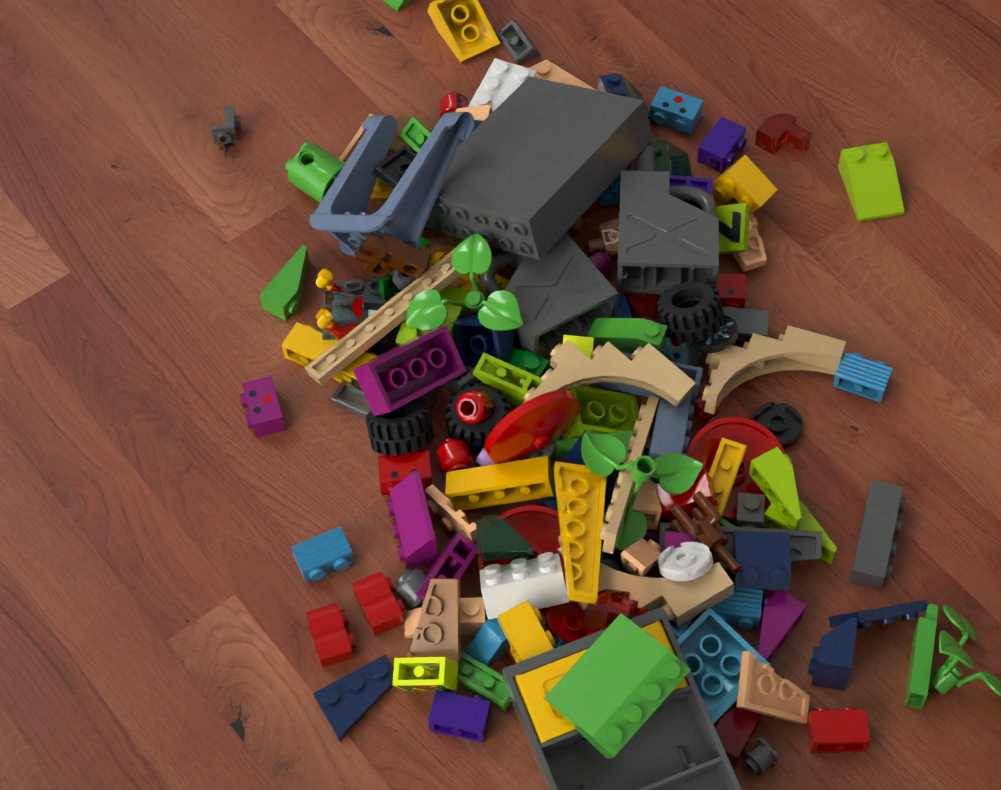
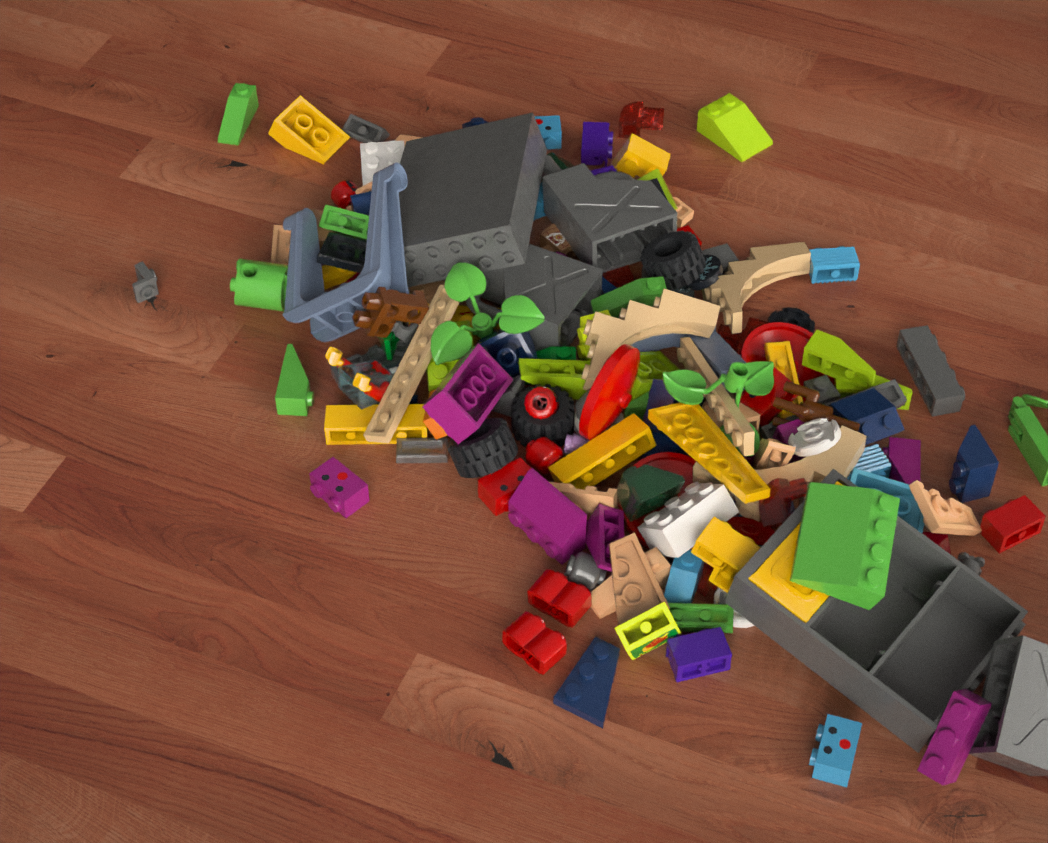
camera: 30 degrees left, 10 degrees down
(323, 554) = (481, 581): dark azure brick -> none
(883, 614) = (982, 422): dark blue wing -> none

